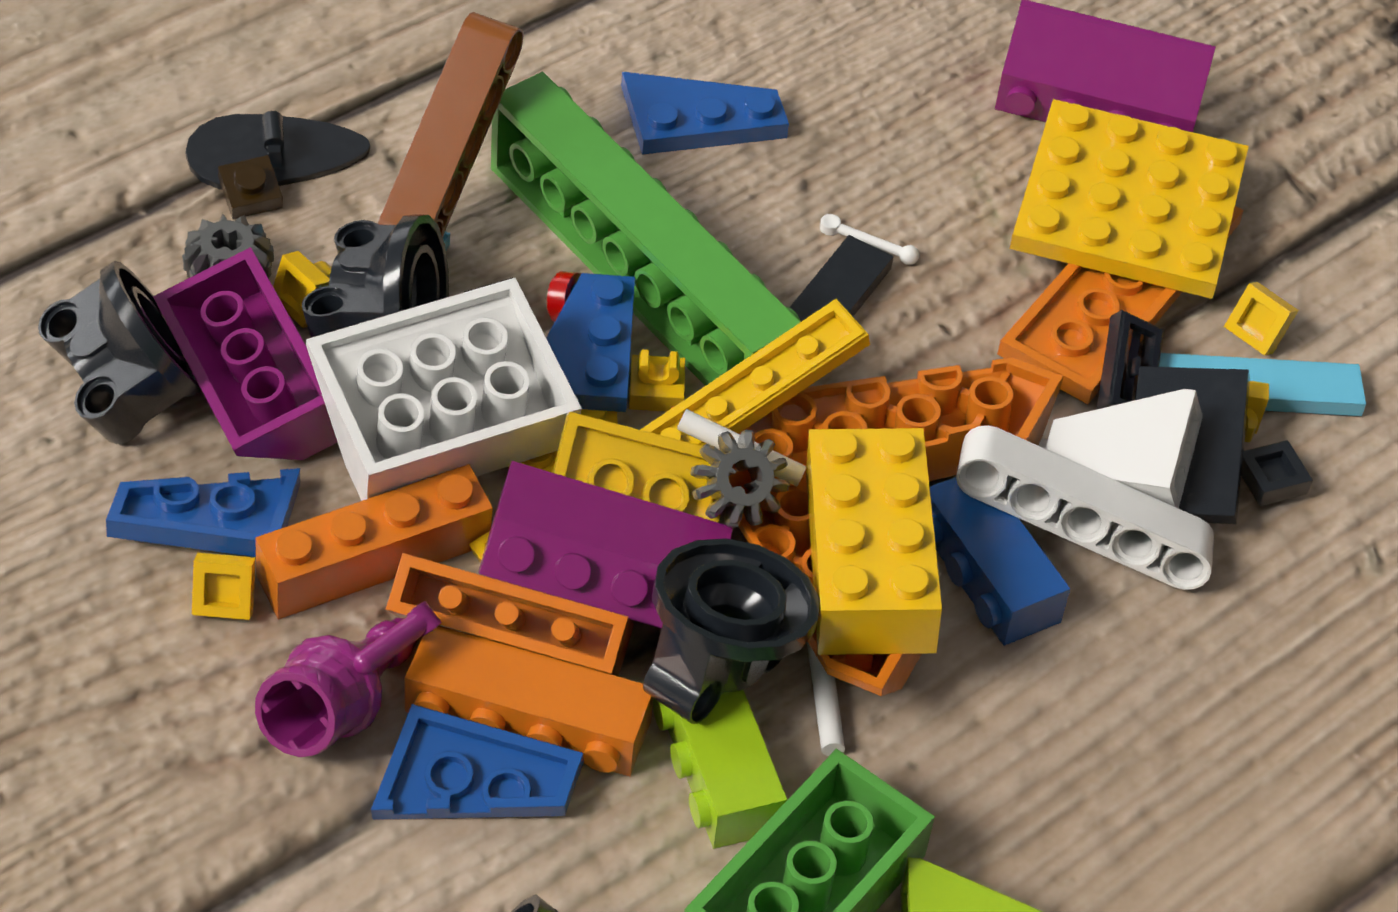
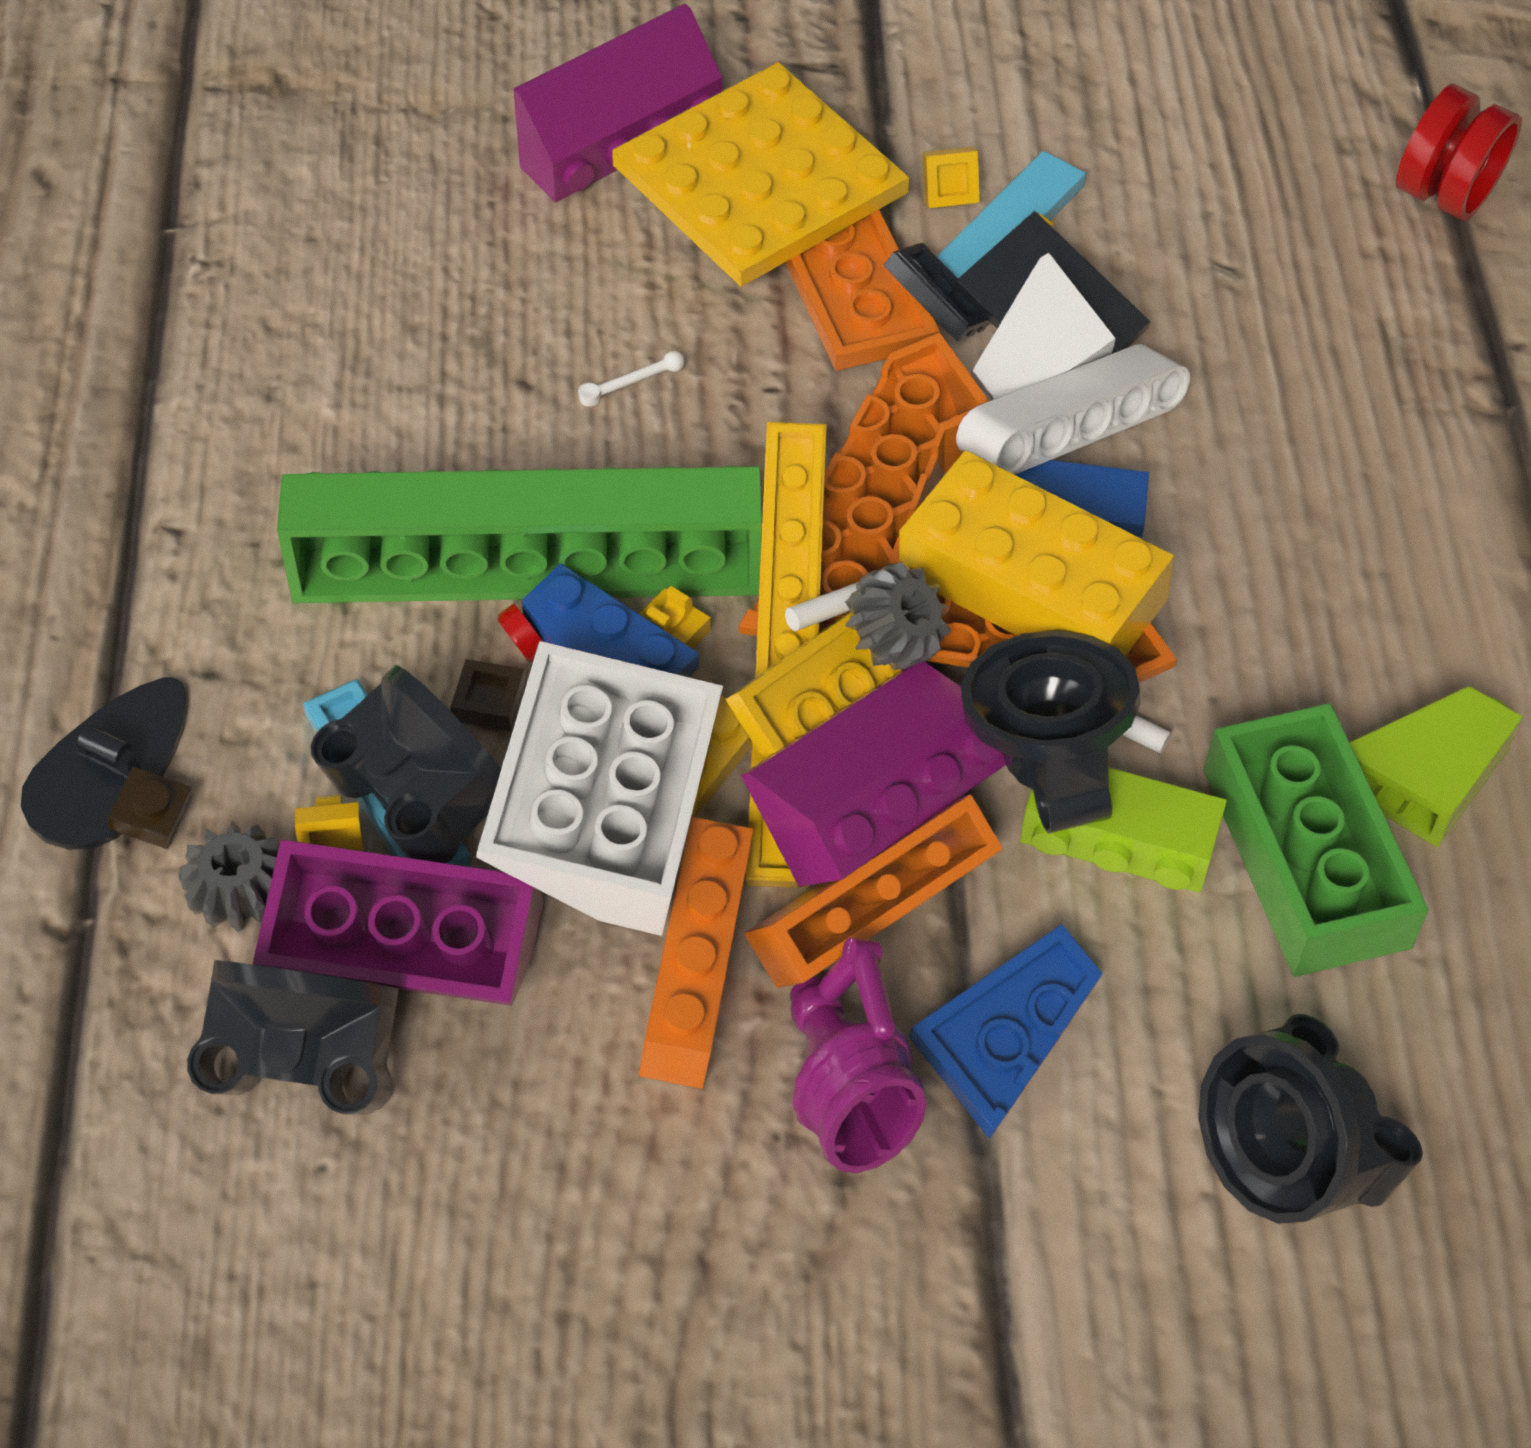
camera: 50 degrees left, 5 degrees up
(203, 516) = (548, 1070): blue wing -> none
(223, 586) = (648, 1107): yellow tile -> none
(455, 121) = (289, 584): dark orange beam -> none
(531, 697) = (976, 926): orange brick -> none
(700, 114) = (373, 408): blue wing -> none
(846, 276) = (670, 423): black tile -> none
(1275, 473) = (1116, 265): black plate -> none

